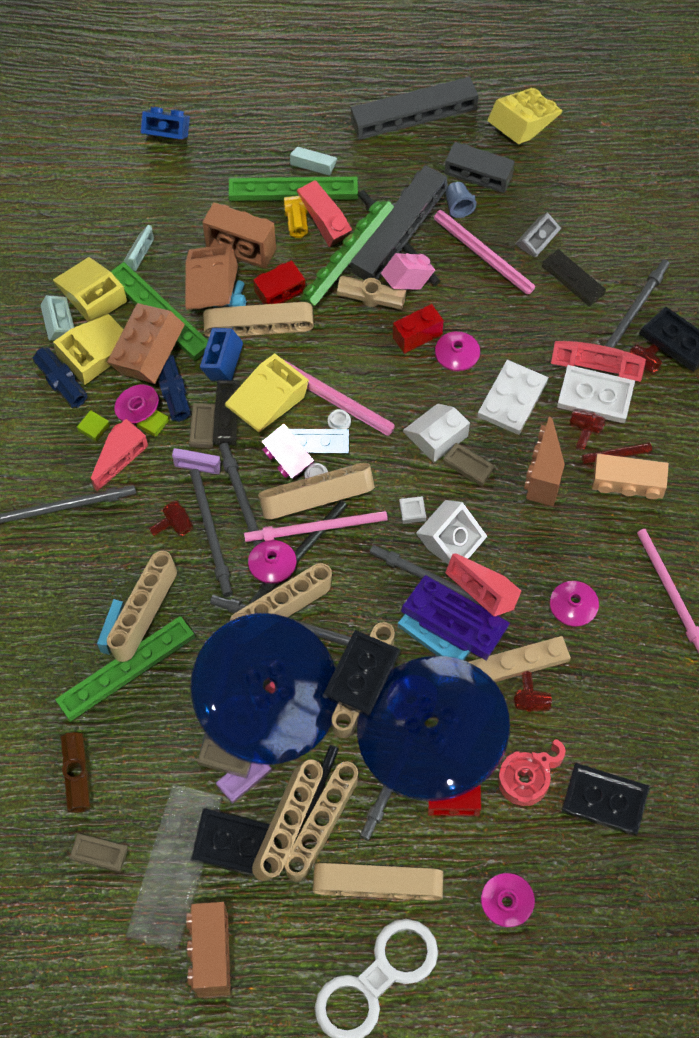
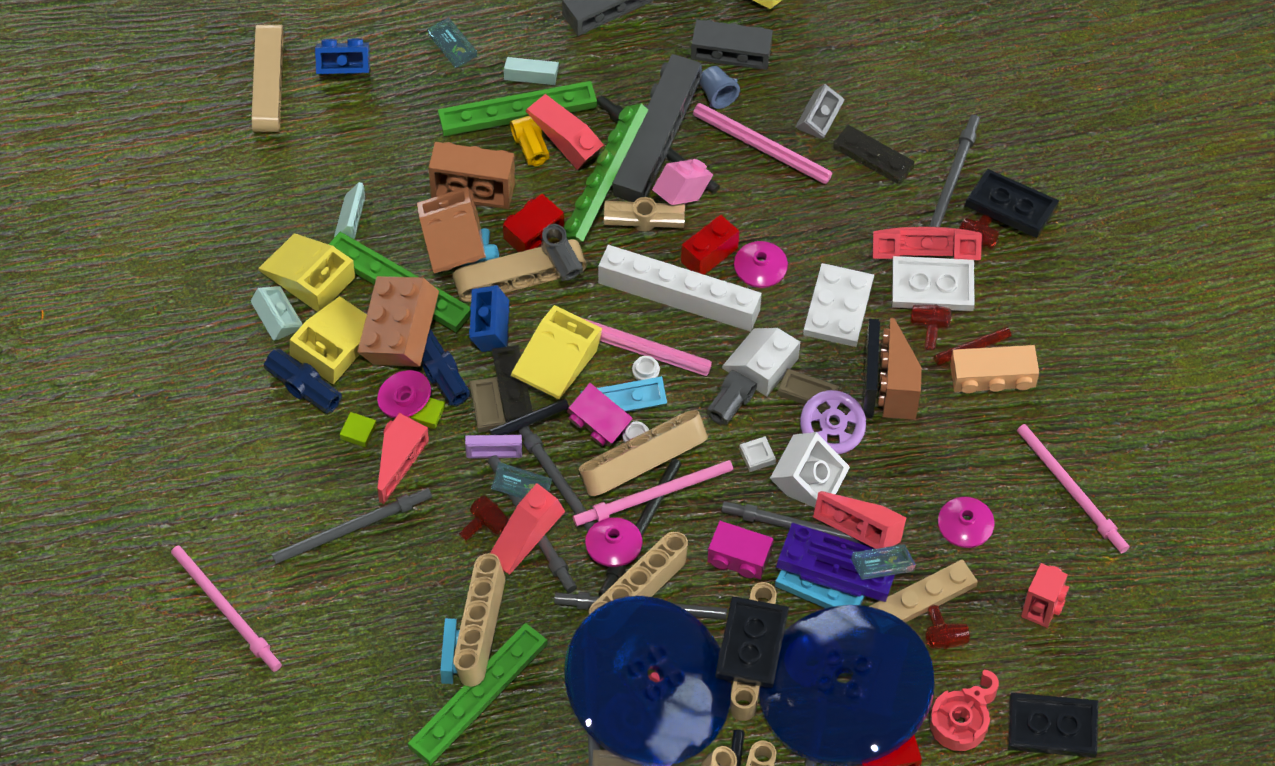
camera: 15 degrees left, 5 degrees down
(103, 130) = (267, 78): none -> tan beam
(202, 535) = (526, 527): none -> coral slope
(210, 497) = (517, 481): none -> clear light blue tile
(230, 444) = (530, 418): none -> black bar
(257, 127) = (452, 42): none -> clear light blue tile
(291, 311) = (561, 253): none -> dark grey piece
(375, 590) = (740, 550): none -> dark pink brick
(384, 358) = (679, 288): none -> white brick
(407, 453) = (734, 392): none -> dark grey piece
(486, 475) = (833, 399): none -> lavender plate
(492, 625) = (883, 562): none -> clear light blue tile
(524, 456) = (871, 367): none -> black tile
(625, 683) = (1045, 595): none -> coral brick

